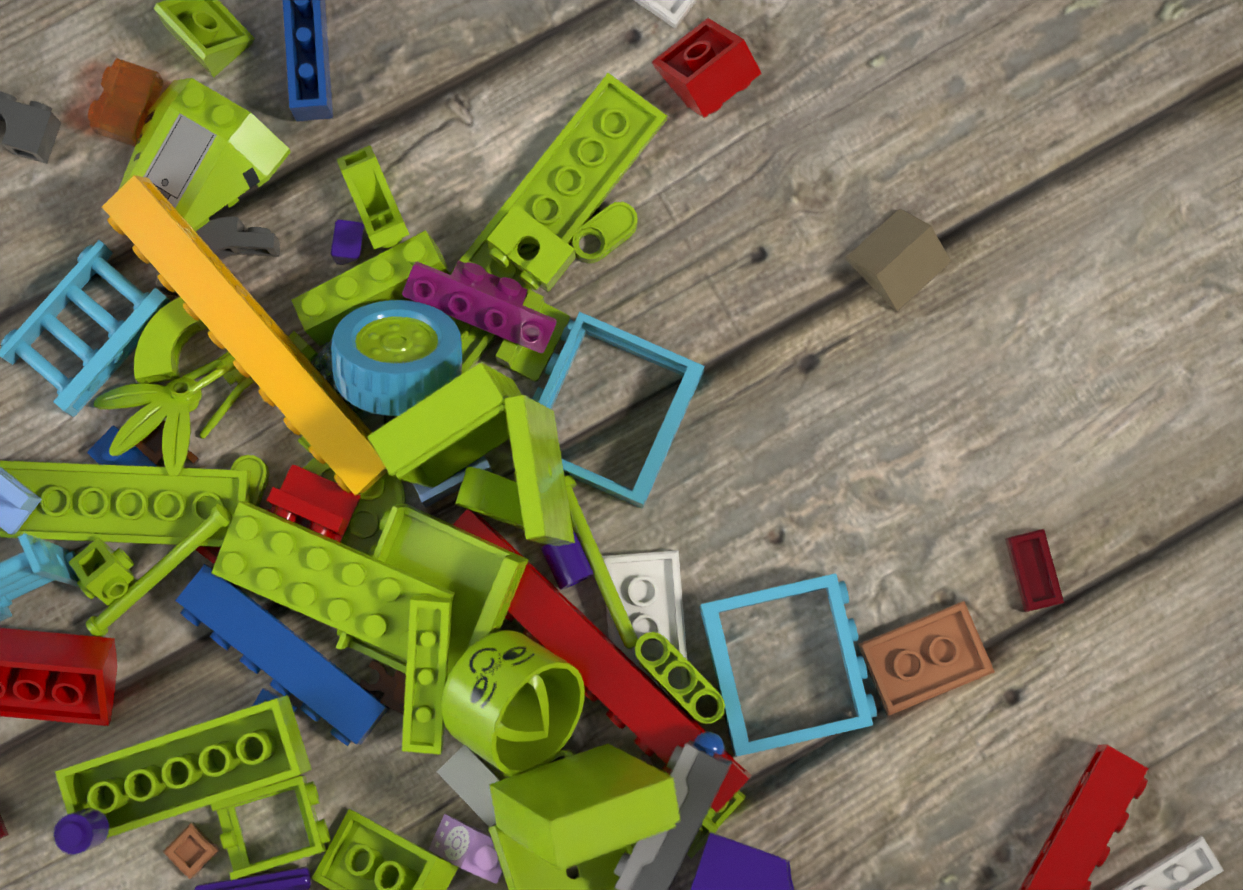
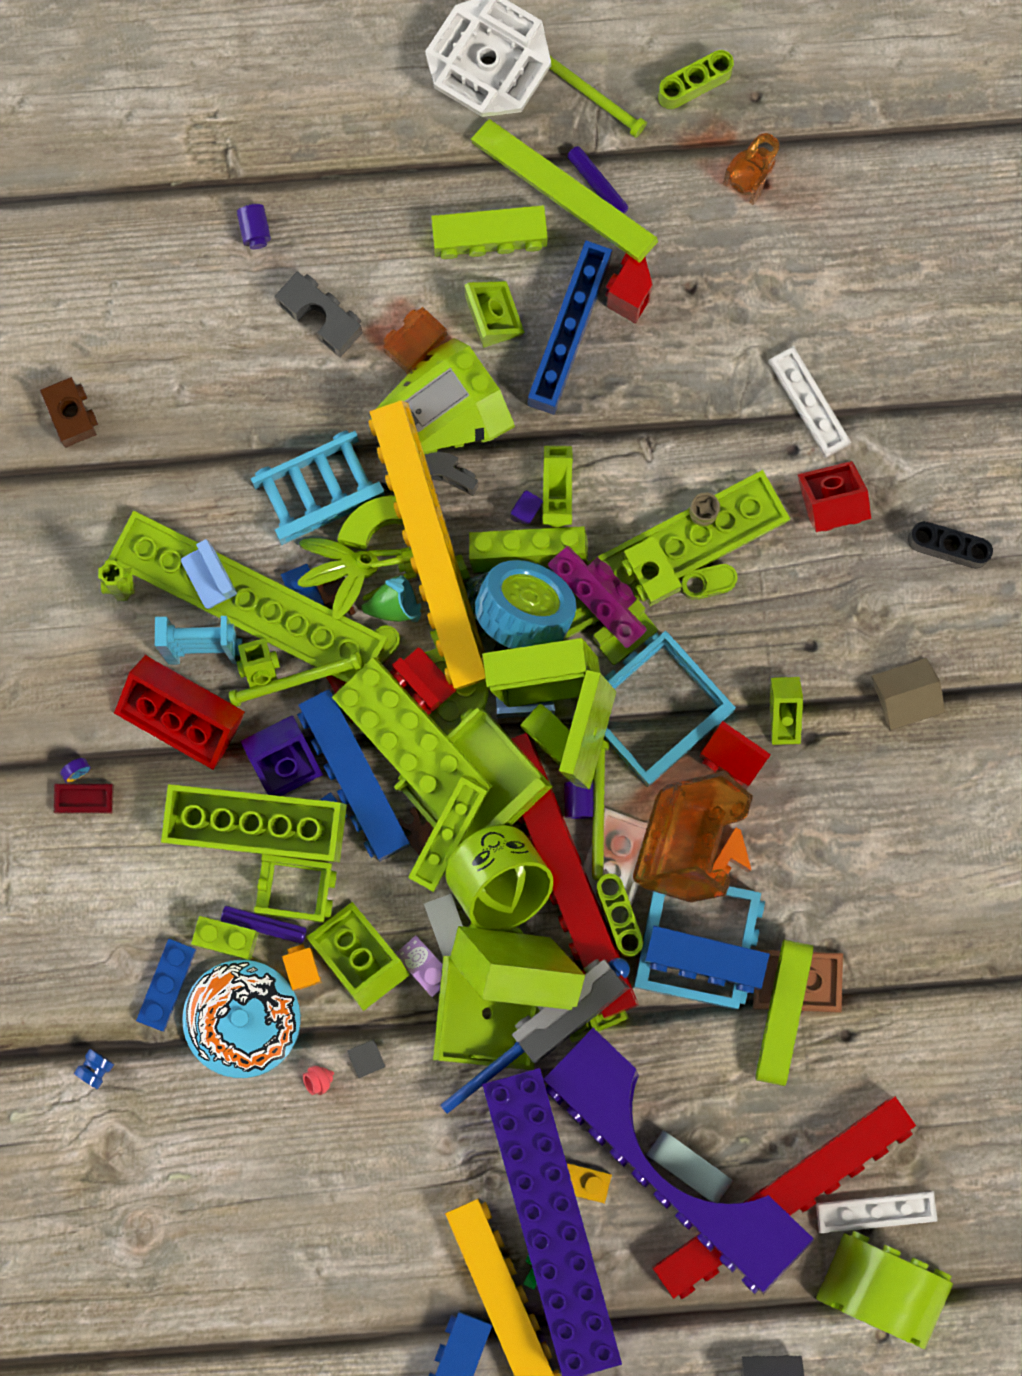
camera: 25 degrees right, 0 degrees up
(81, 831) = (170, 832): dark purple brick -> none
(184, 673) = (281, 757): none -> dark purple slope
(191, 850) = (232, 881): nougat tile -> none
(238, 423) = (394, 602): none -> hat
(560, 139) = (706, 504): none -> dark tan wheel
(716, 549) = (686, 834): none -> clear orange windscreen
(729, 424) = (734, 754): none -> red slope
(765, 342) = (786, 710): none -> lime slope
(778, 538) = (733, 851): none -> orange slope
(808, 682) = (706, 958): none -> blue brick
(880, 52) = (964, 543): none -> black beam
(929, 704) = (784, 1012): none -> lime beam
(1034, 570) = (902, 955): dark red tile -> none

